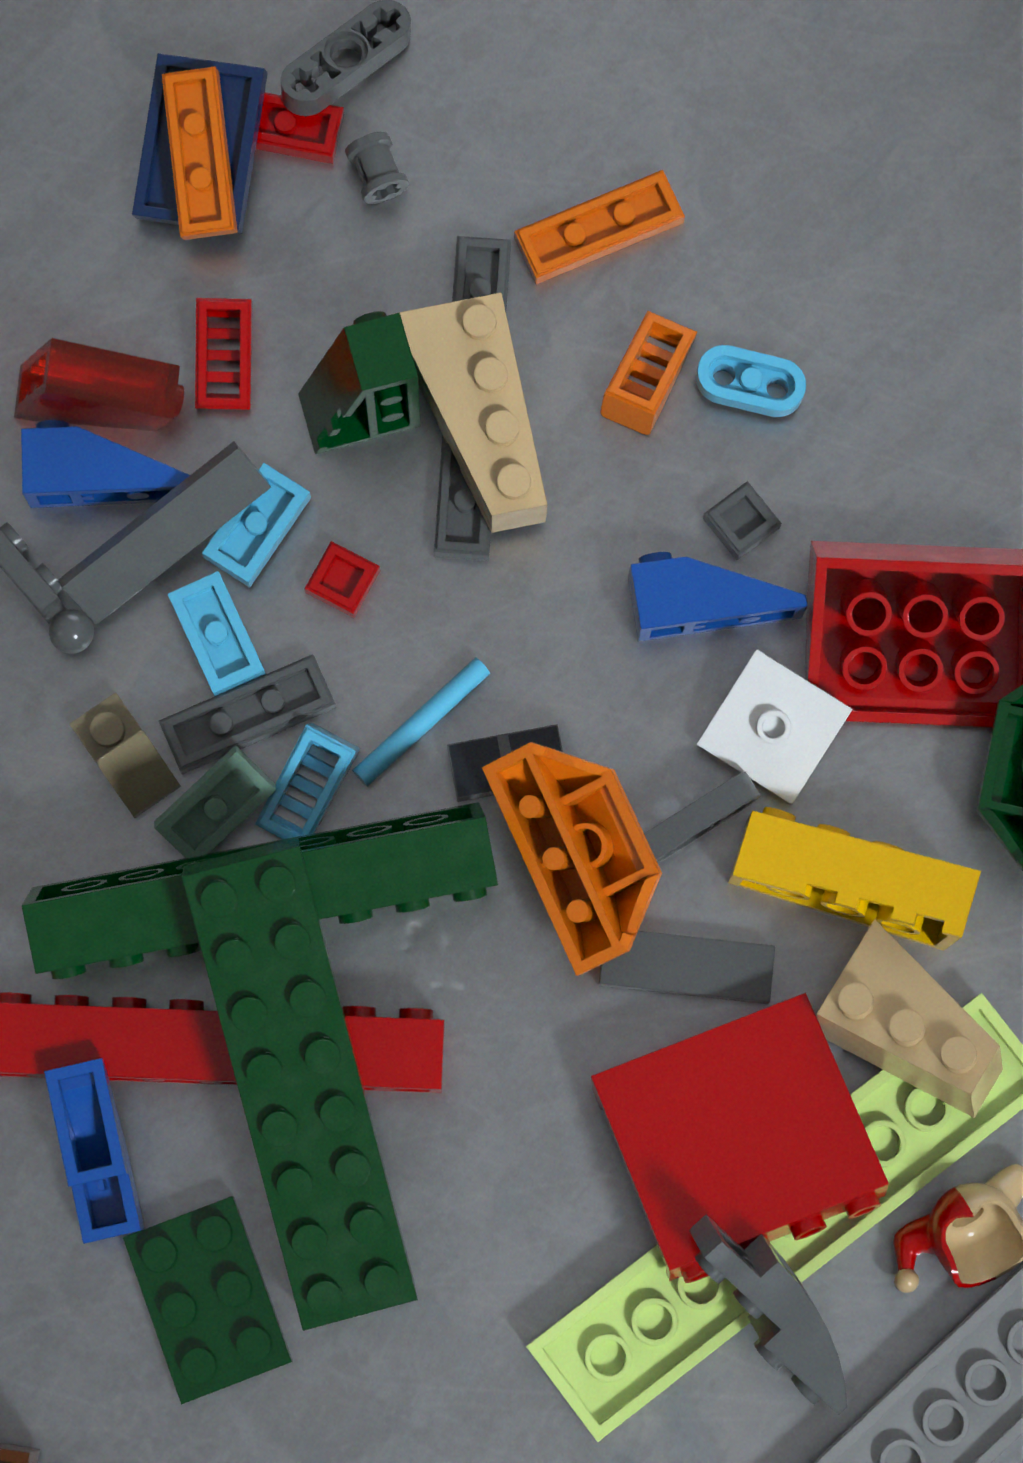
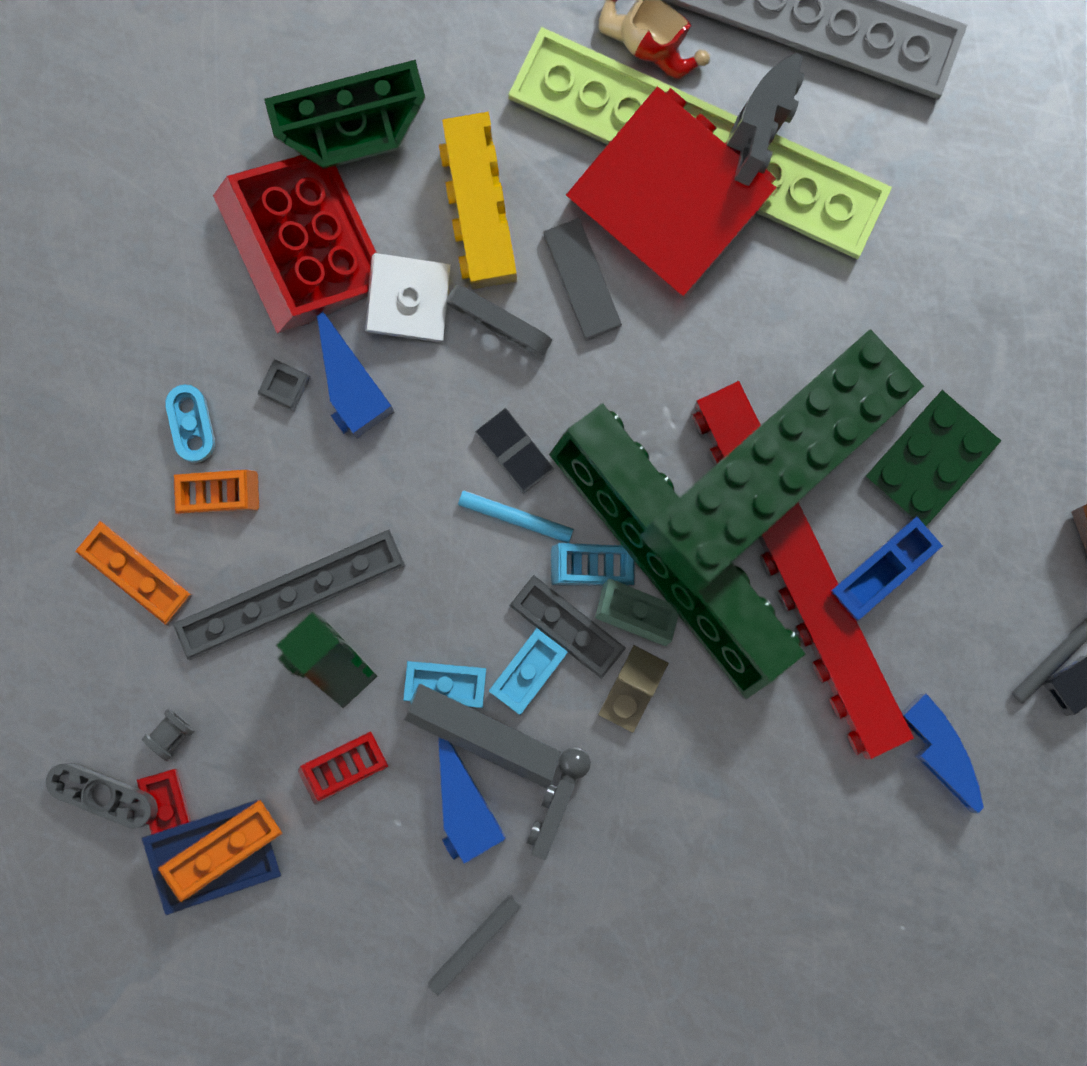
camera: 110 degrees left, 5 degrees up
(97, 388) = (410, 833): clear red slope -> none
(342, 579) = (450, 613): red tile -> none
(479, 403) = (297, 579): tan wedge -> none
(578, 848) = (550, 371): orange wedge -> none
(909, 1025) = (553, 123): tan wedge -> none

